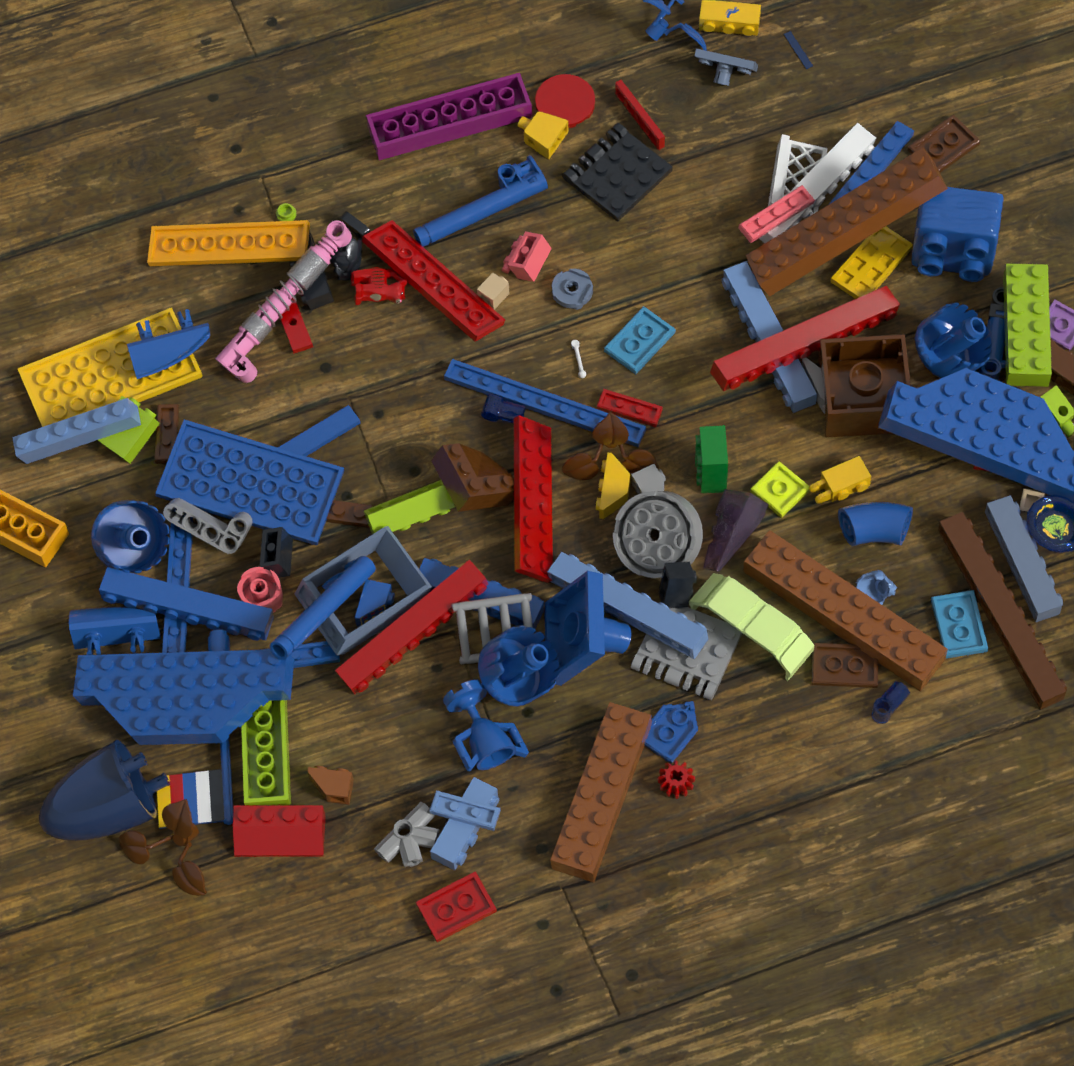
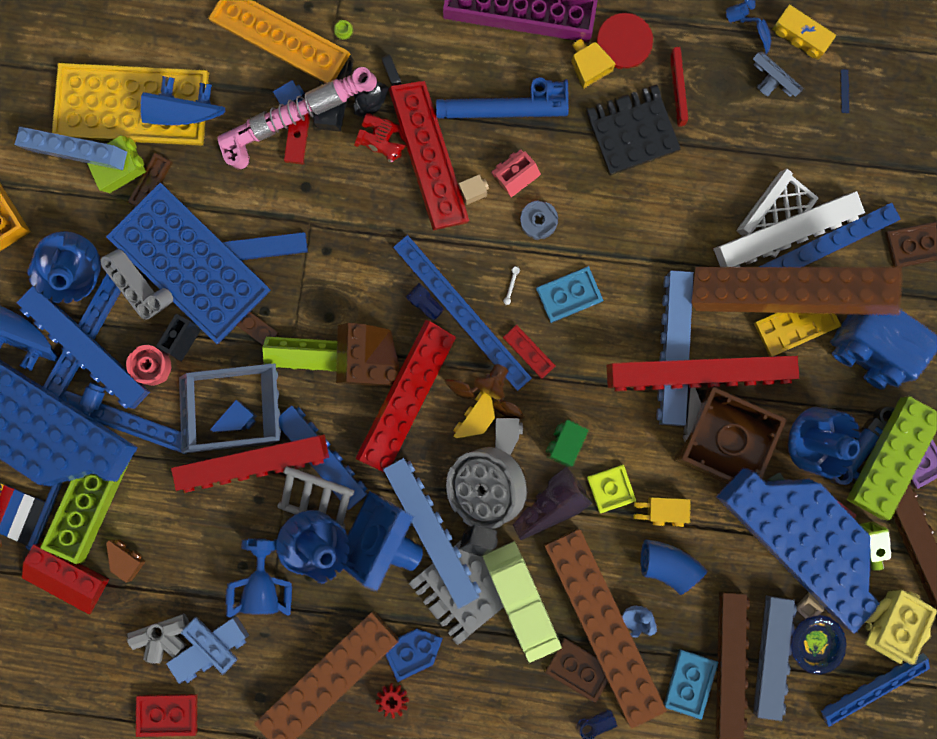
camera: 25 degrees right, 20 degrees up
(263, 289) = (288, 92): none -> blue brick
(336, 592) = (211, 399): blue piece -> none
(776, 214) = (741, 245): coral tile -> none

